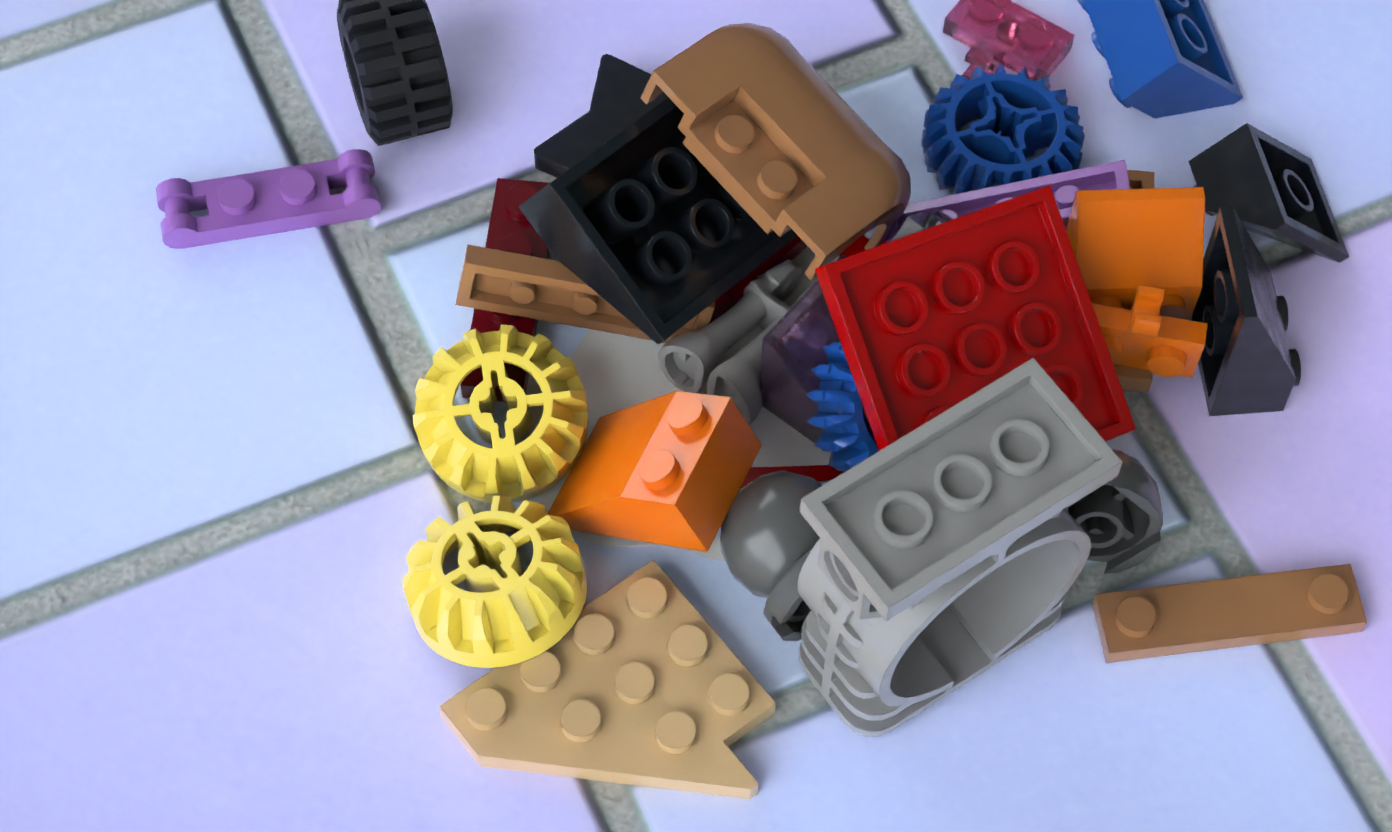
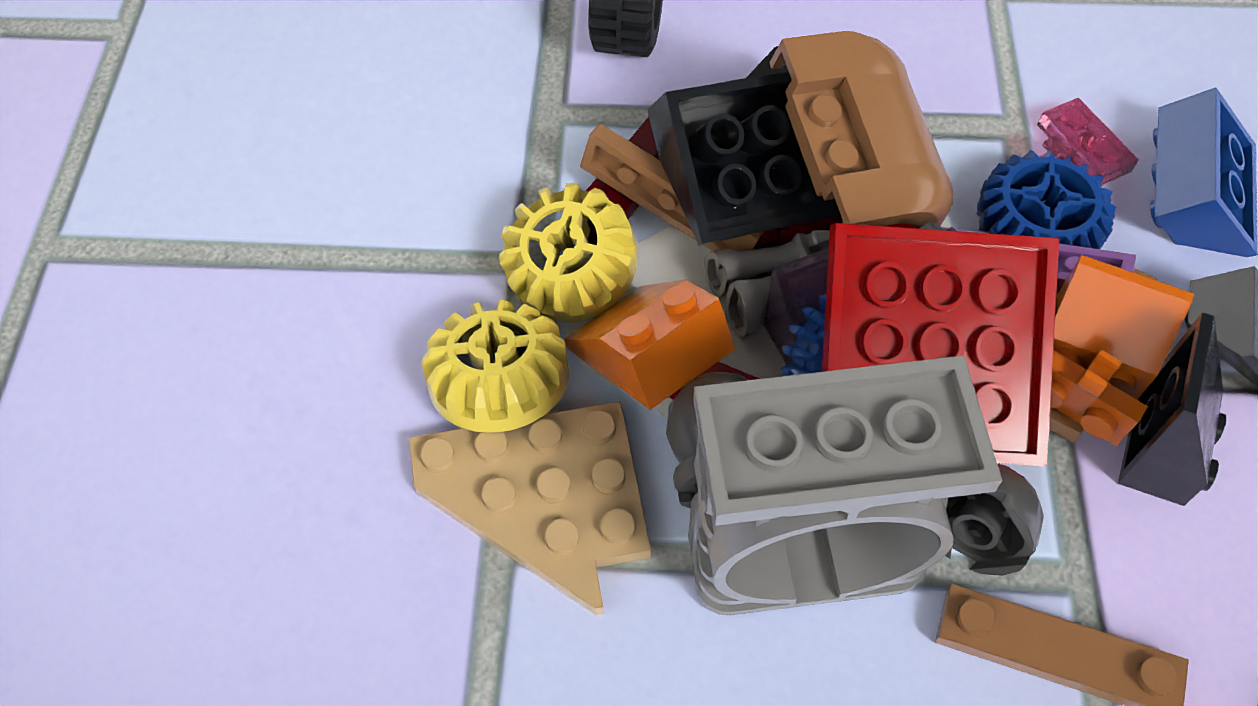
camera: 30 degrees right, 0 degrees up
(268, 201) = (506, 60): medium lavender plate -> none

